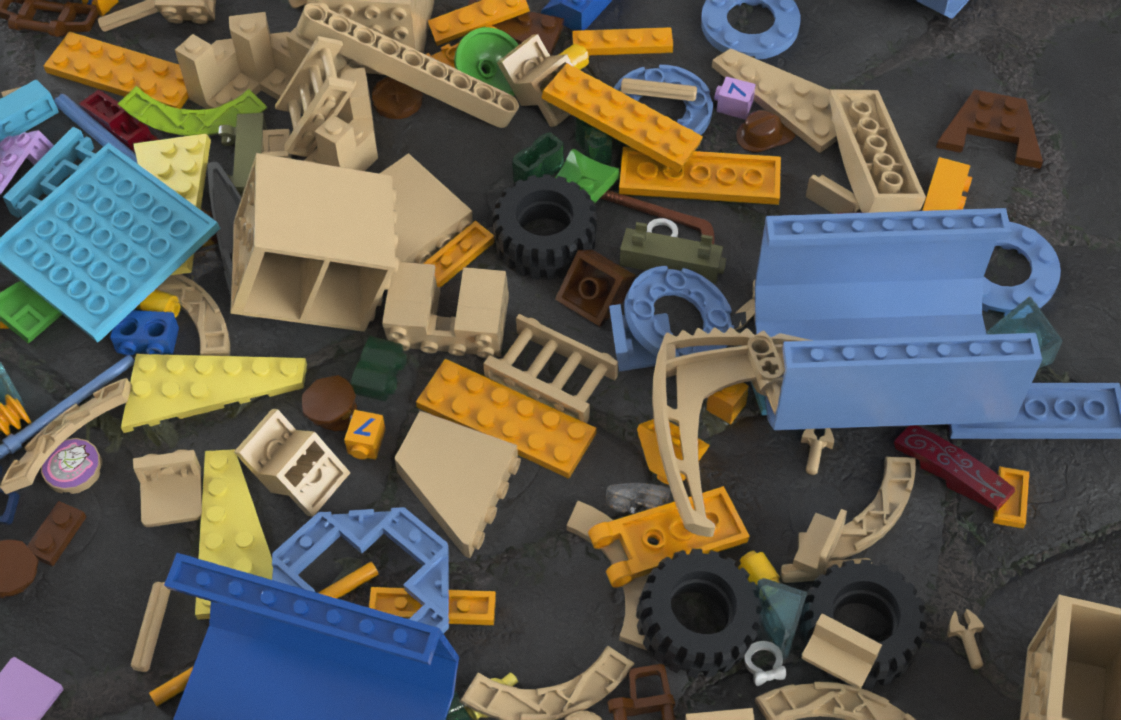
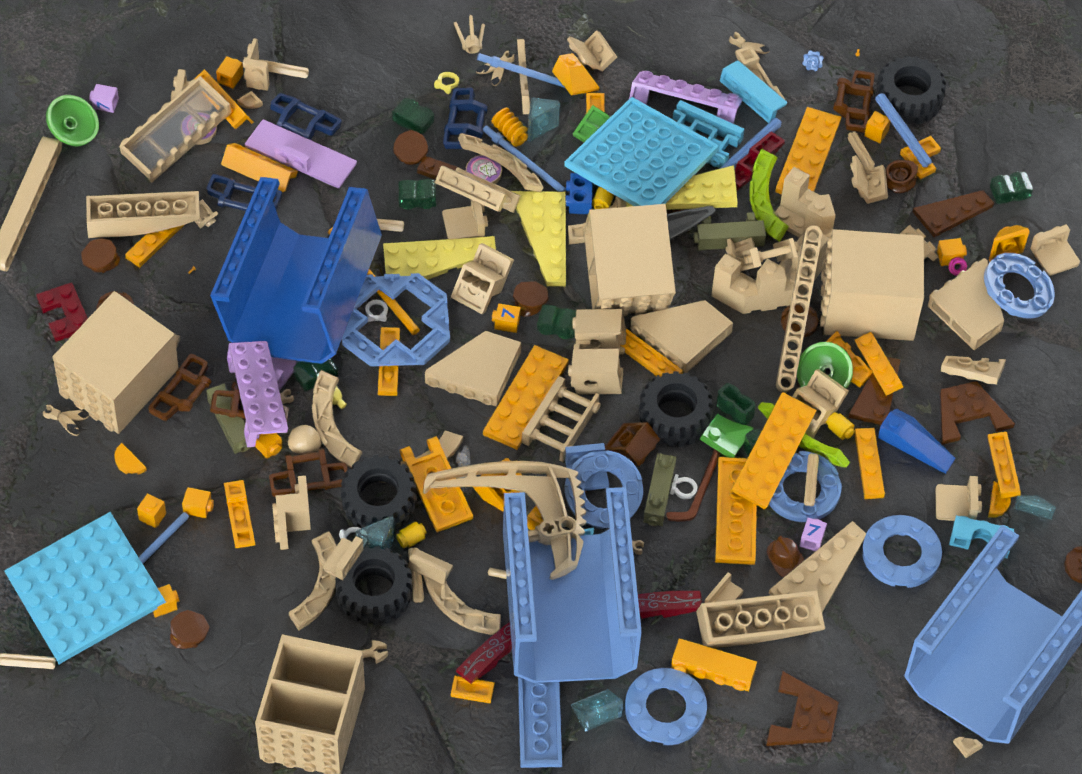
camera: 85 degrees right, 0 degrees up
(103, 560) = (417, 194): none -> clear green brick
(123, 459) = (477, 189): none -> tan fence
(560, 119) = (809, 444): none -> lime tile

